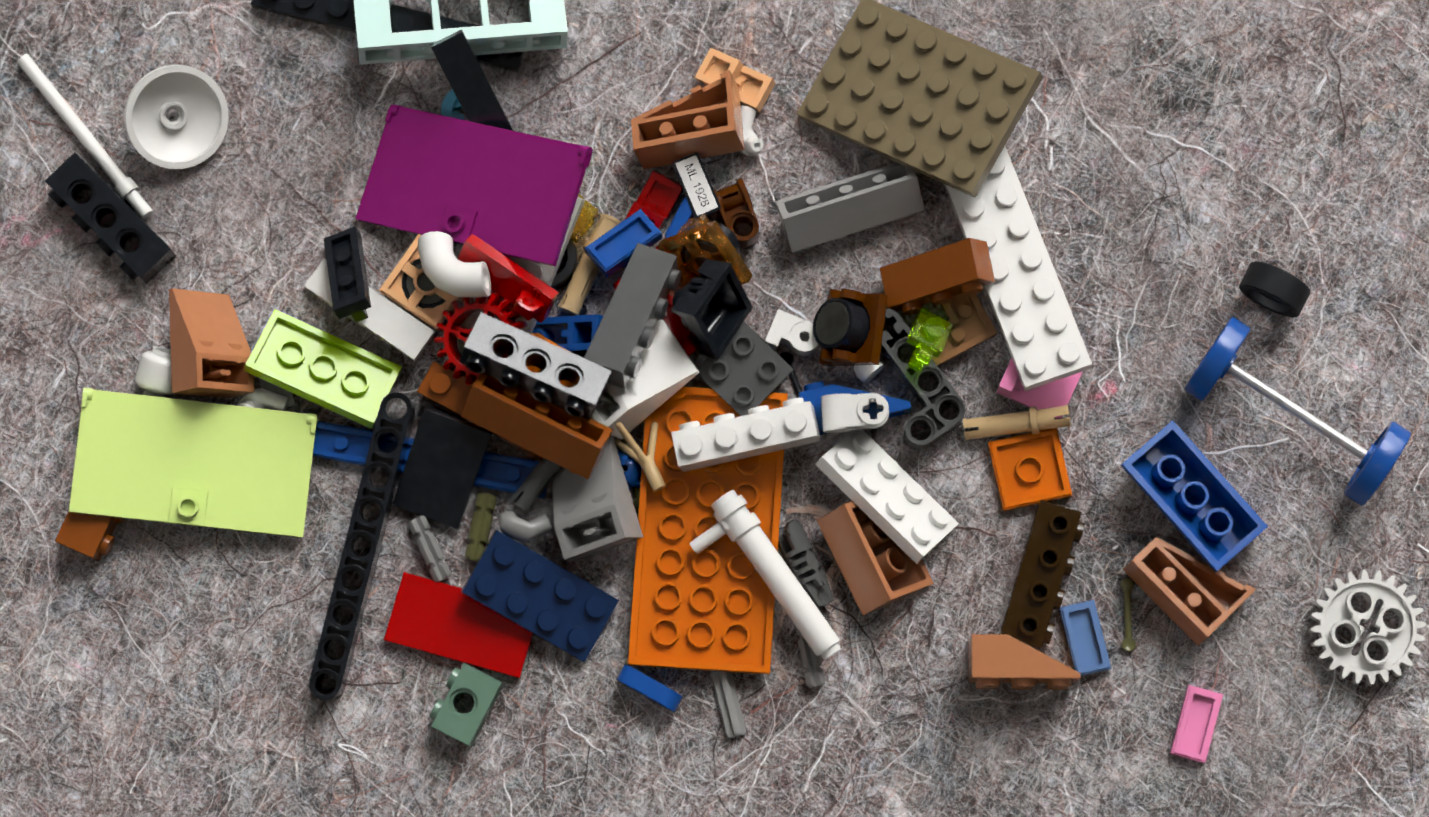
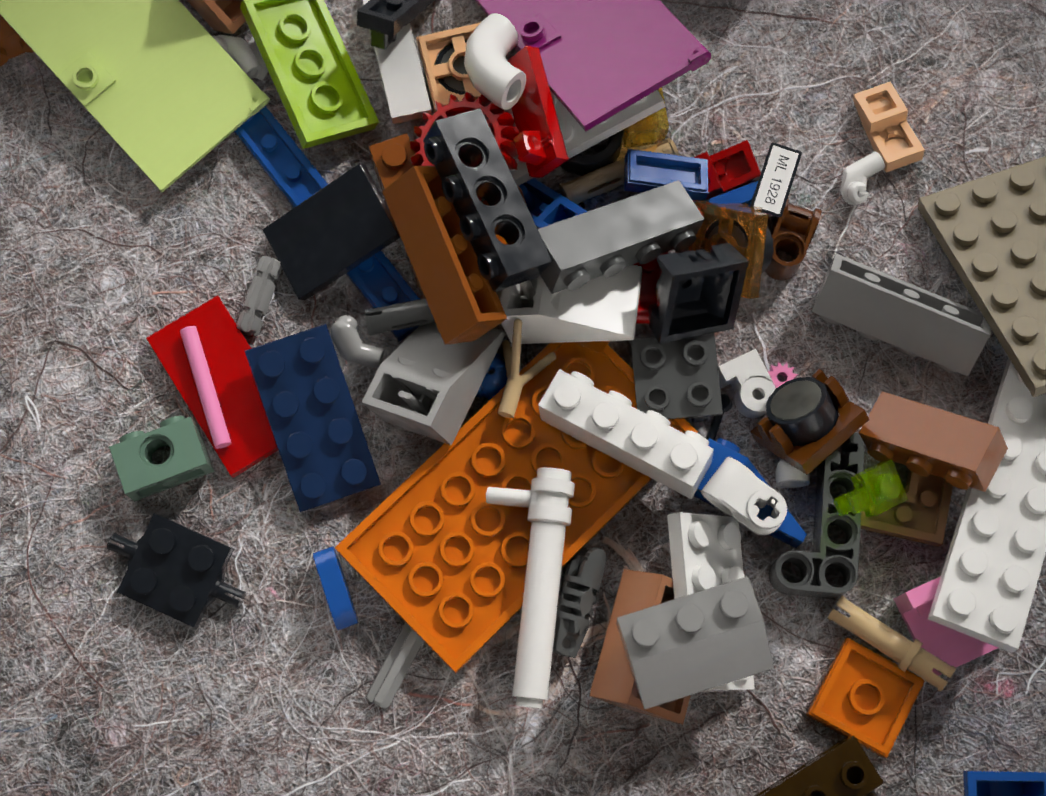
camera: 35 degrees right, 5 degrees down
(366, 564) = (180, 239): black beam -> none
(452, 636) = (205, 387): none -> bright pink bar
(480, 526) = (323, 311): olive axle -> none
(539, 765) = (175, 570): none -> black plate
(700, 122) = (828, 130): nougat wedge -> none
(807, 304) = (781, 370): none -> bright pink piece
(810, 662) = (495, 712): light grey axle -> none
(899, 528) = (695, 642): none -> light grey slope

